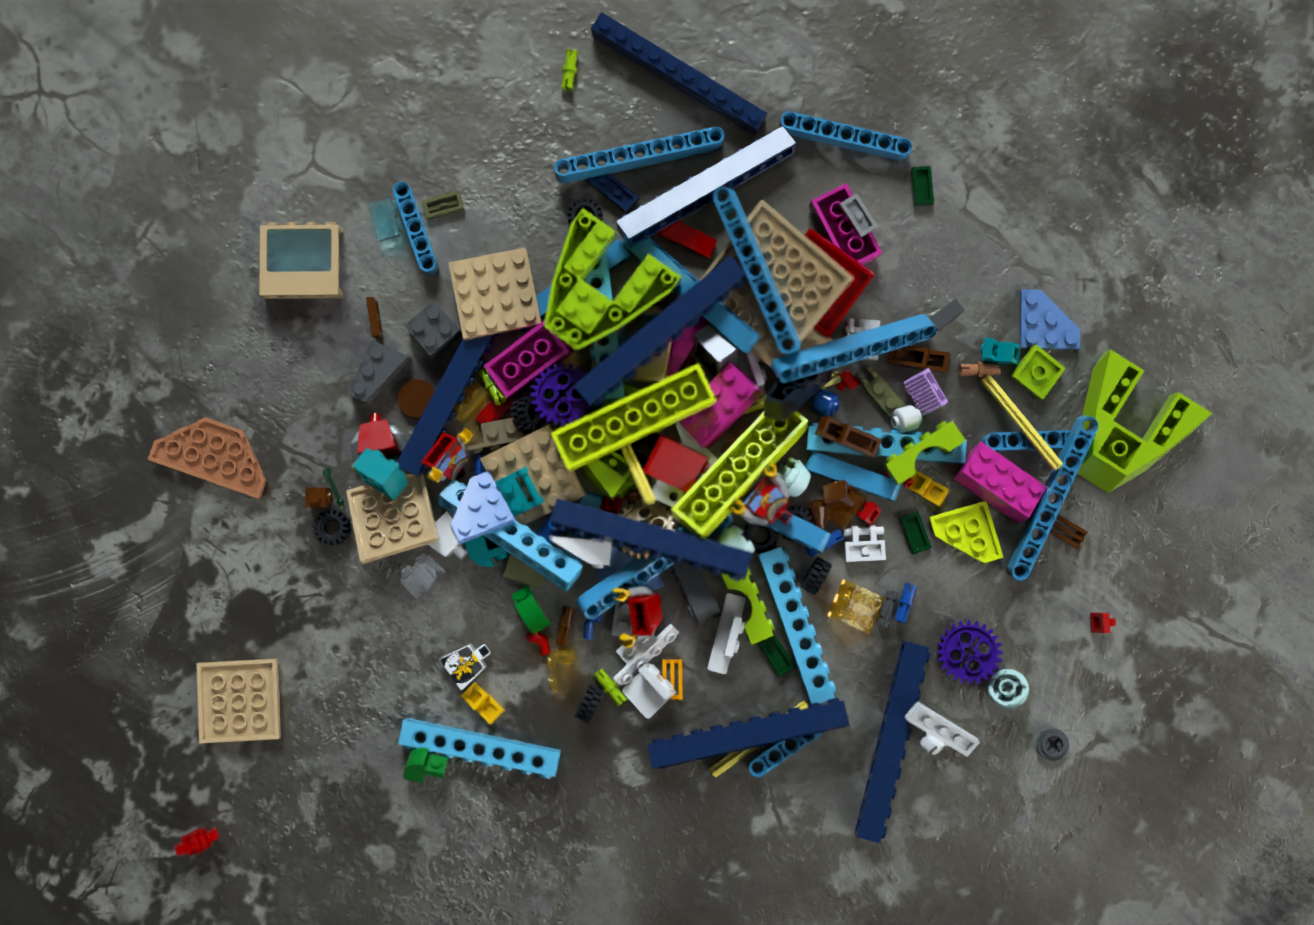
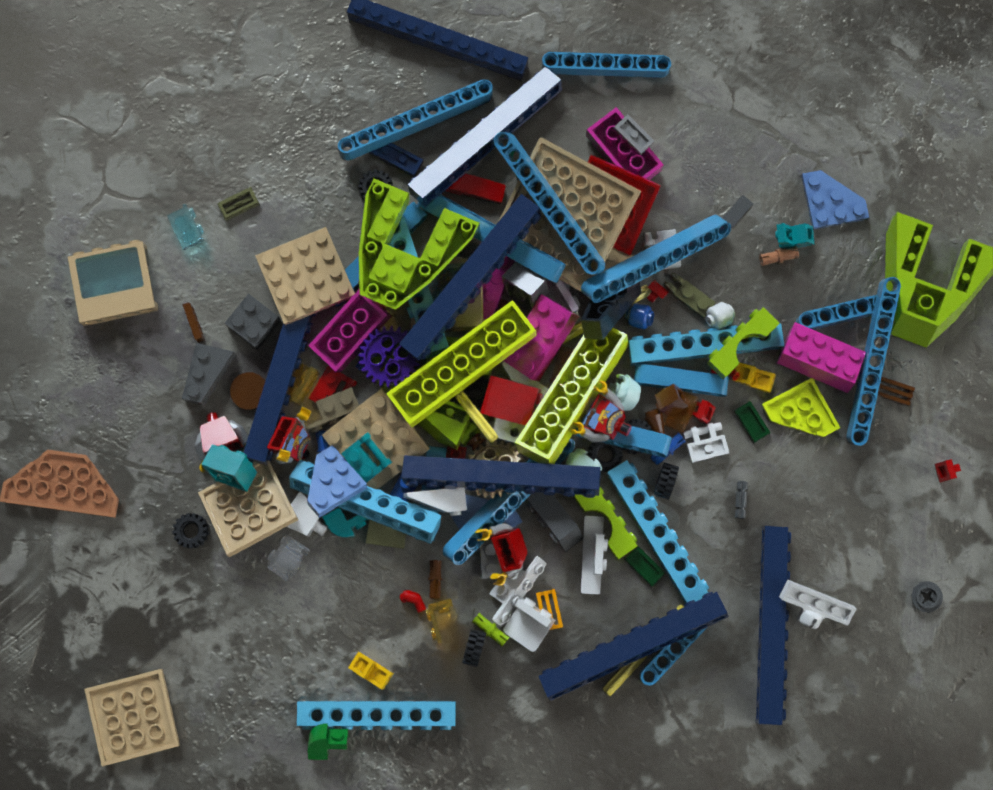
camera: 15 degrees left, 5 degrees down
(318, 497) = (173, 504): reddish brown brick -> none
(326, 472) = (176, 479): clear green hinge -> none
(411, 220) = (213, 222): dark azure beam -> none
(466, 664) = (347, 635): torso -> none
(492, 388) = (320, 365): lime pin -> none
(525, 416) = (358, 385): black tyre -> none
(530, 610) = (399, 570): green brick -> none
(569, 69) = (333, 54): lime pin -> none
(589, 627) = (458, 574): blue arm -> none
(848, 436) = (668, 342): reddish brown slope -> none
(856, 606) = (710, 503): clear yellow bracket -> none
(905, 603) = (757, 490): blue axle -> none
(920, 359) = (721, 257): reddish brown slope -> none
(922, 186) = (688, 96): dark green tile -> none
(925, 392) = (732, 286): lavender brick -> none
(986, 661) = (845, 528): dark purple gear -> none
(1008, 689) = (871, 550): light aqua cone -> none
(1022, 423) = (829, 296): light yellow axle -> none
(1038, 372) = (834, 247): lime plate -> none

